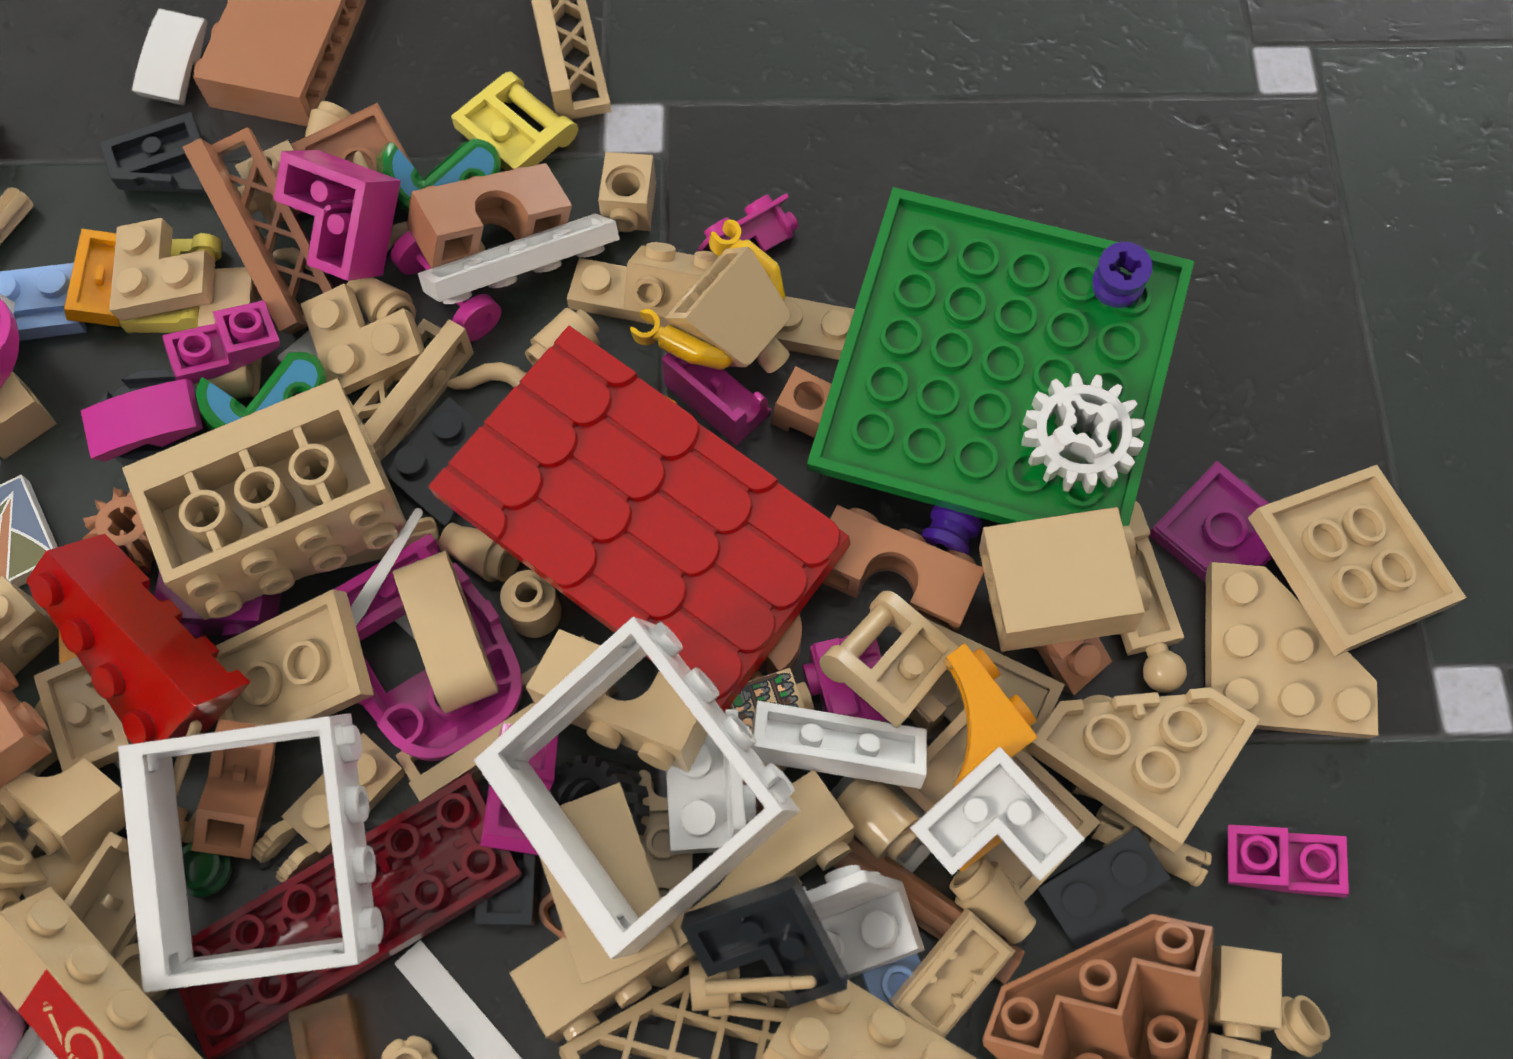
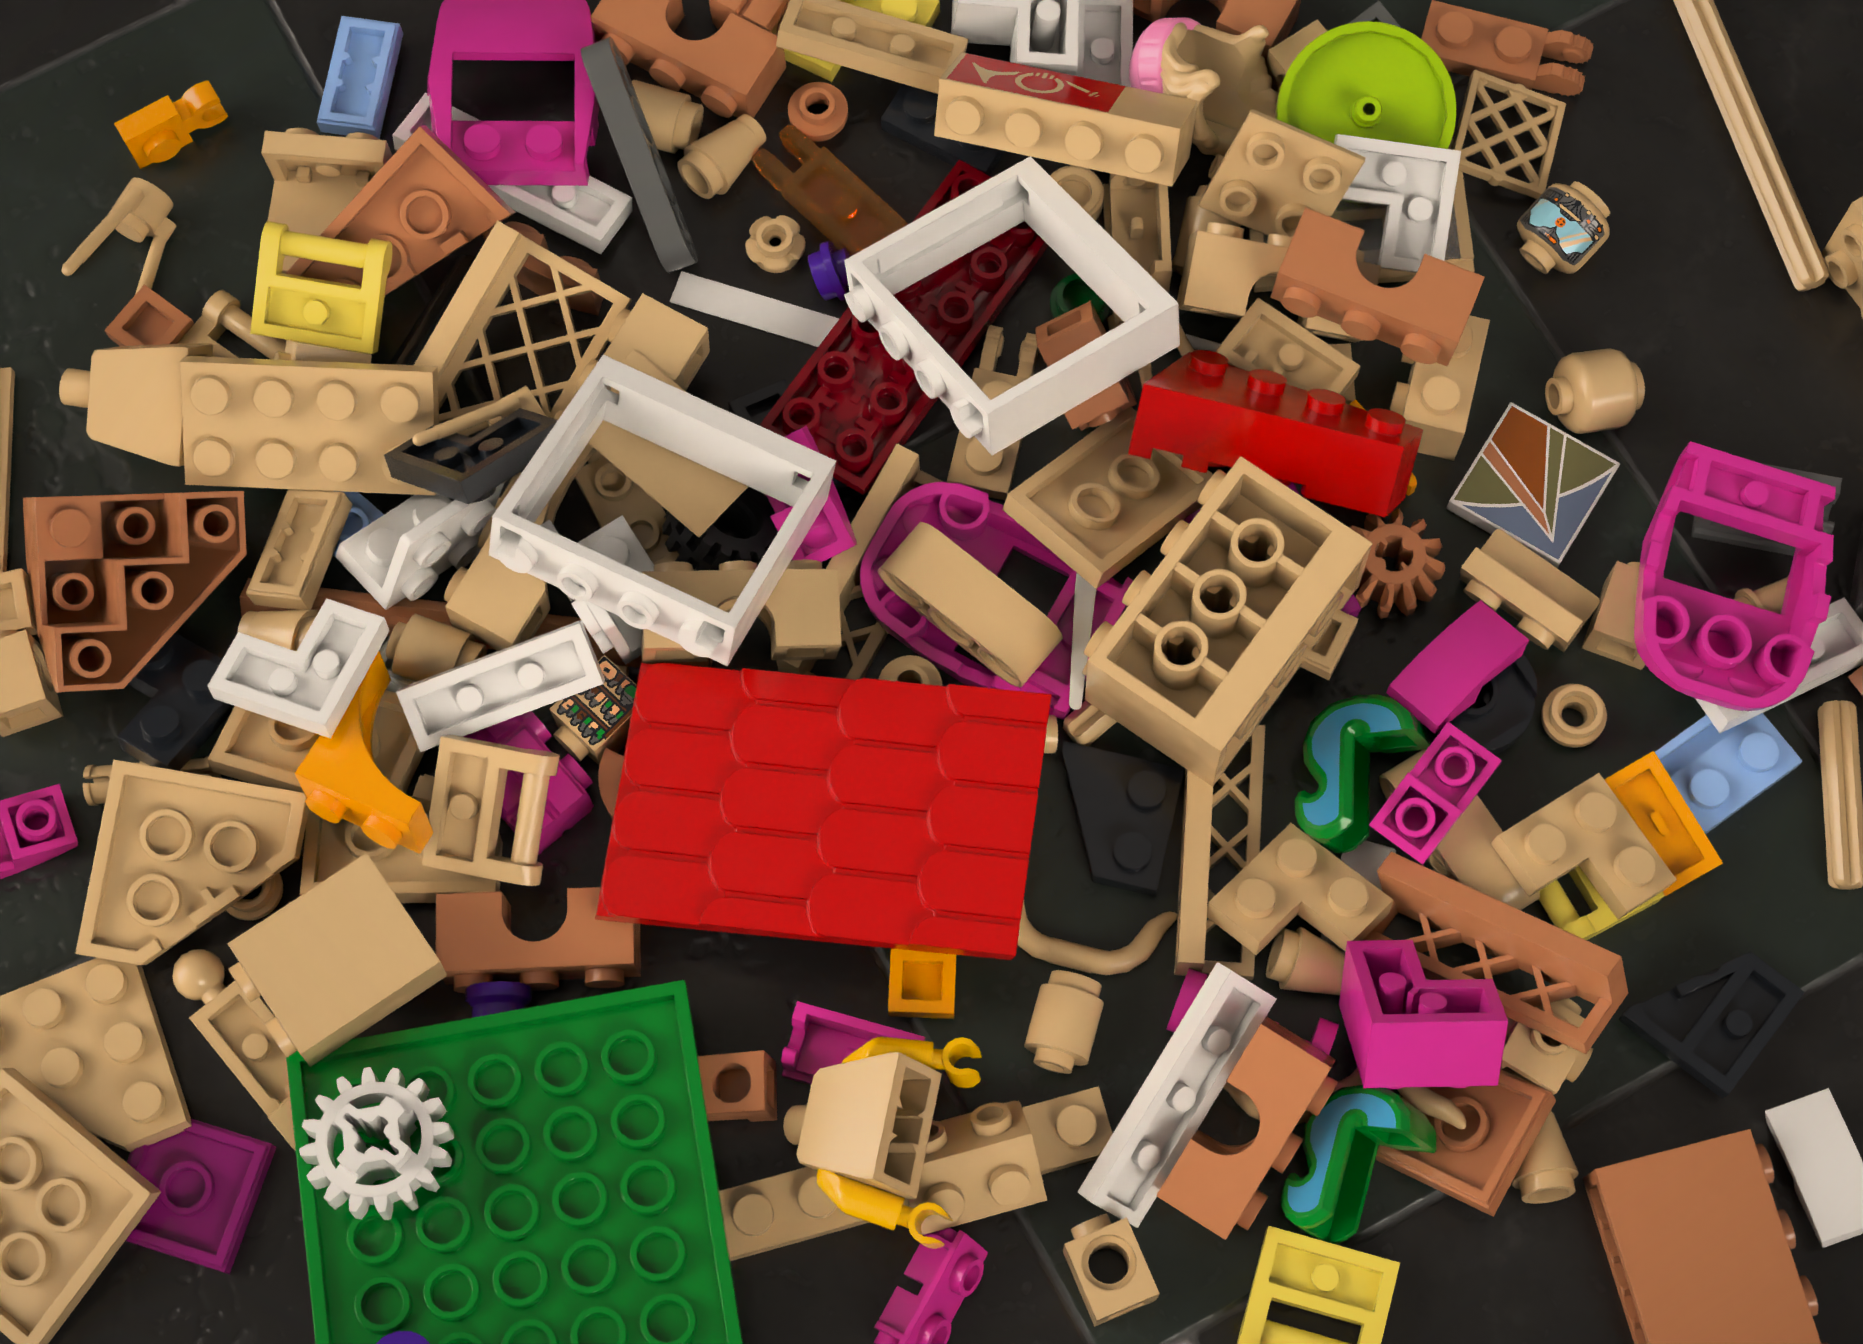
camera: 155 degrees right, 5 degrees up
(53, 462) = (1529, 589): none -> tan bracket
(88, 367) = (1583, 700): none -> tan plate
(377, 1005) = (830, 271): none -> dark purple plate

